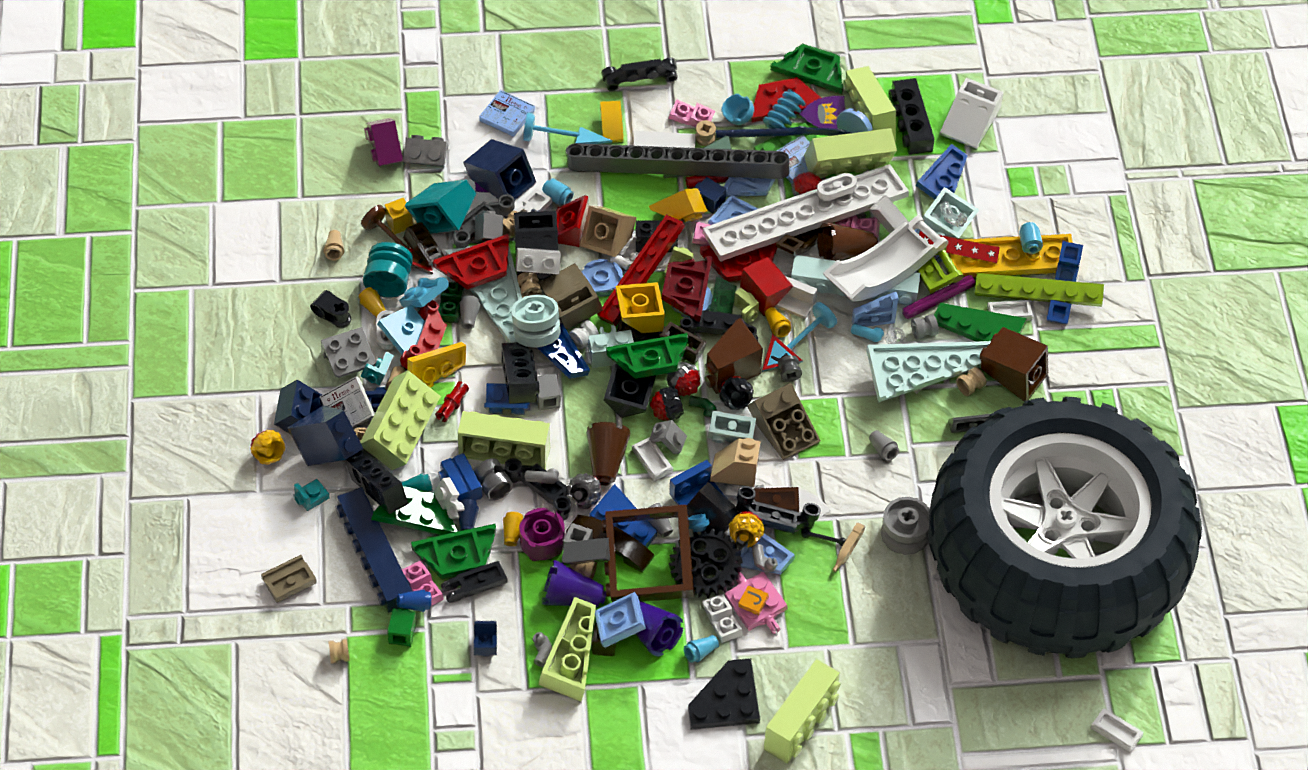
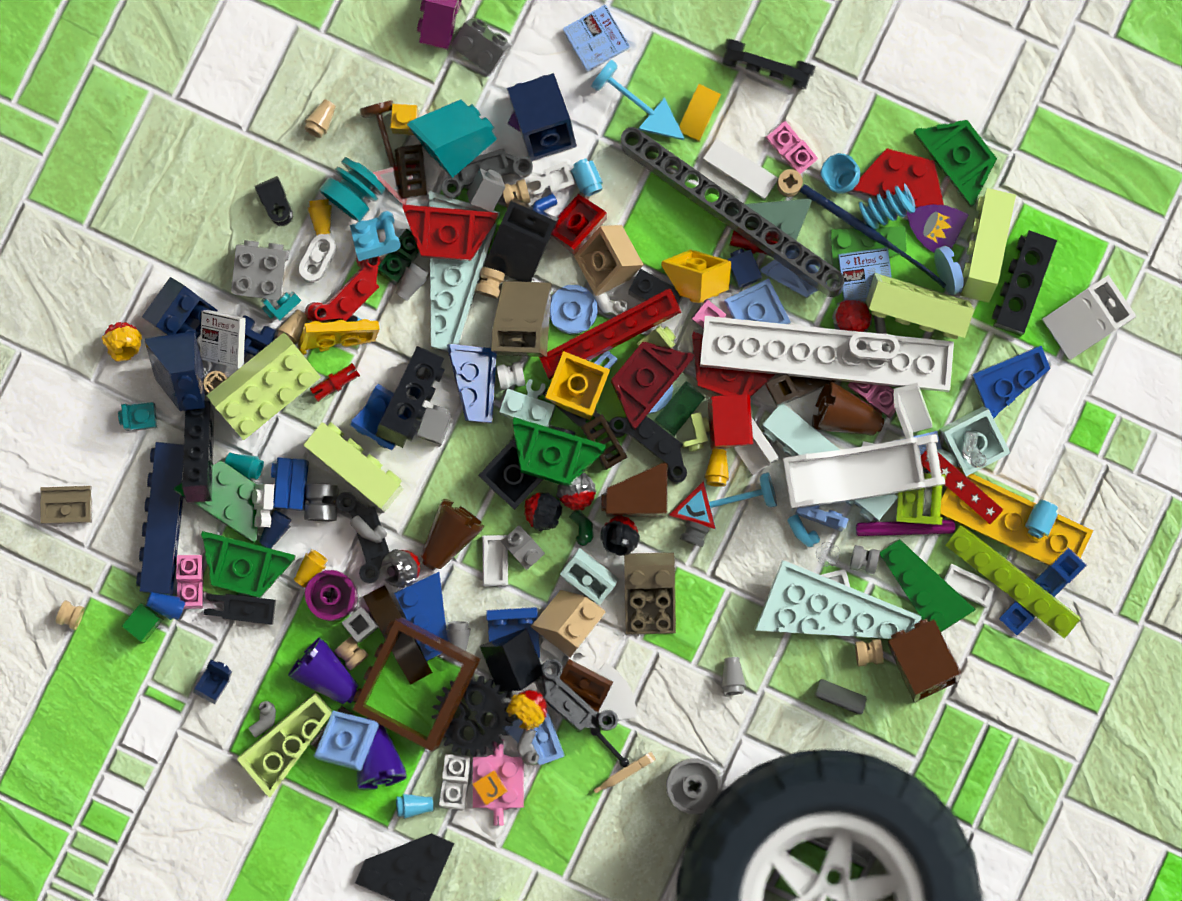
camera: 35 degrees right, 30 degrees up
(402, 327) = (330, 270): plate -> none
(535, 320) = (461, 345): light aqua wheel -> none
(537, 261) = (508, 266): white brick -> none
(586, 551) = (353, 652): dark grey slope -> none
(698, 522) = (487, 672): dark azure plate -> none

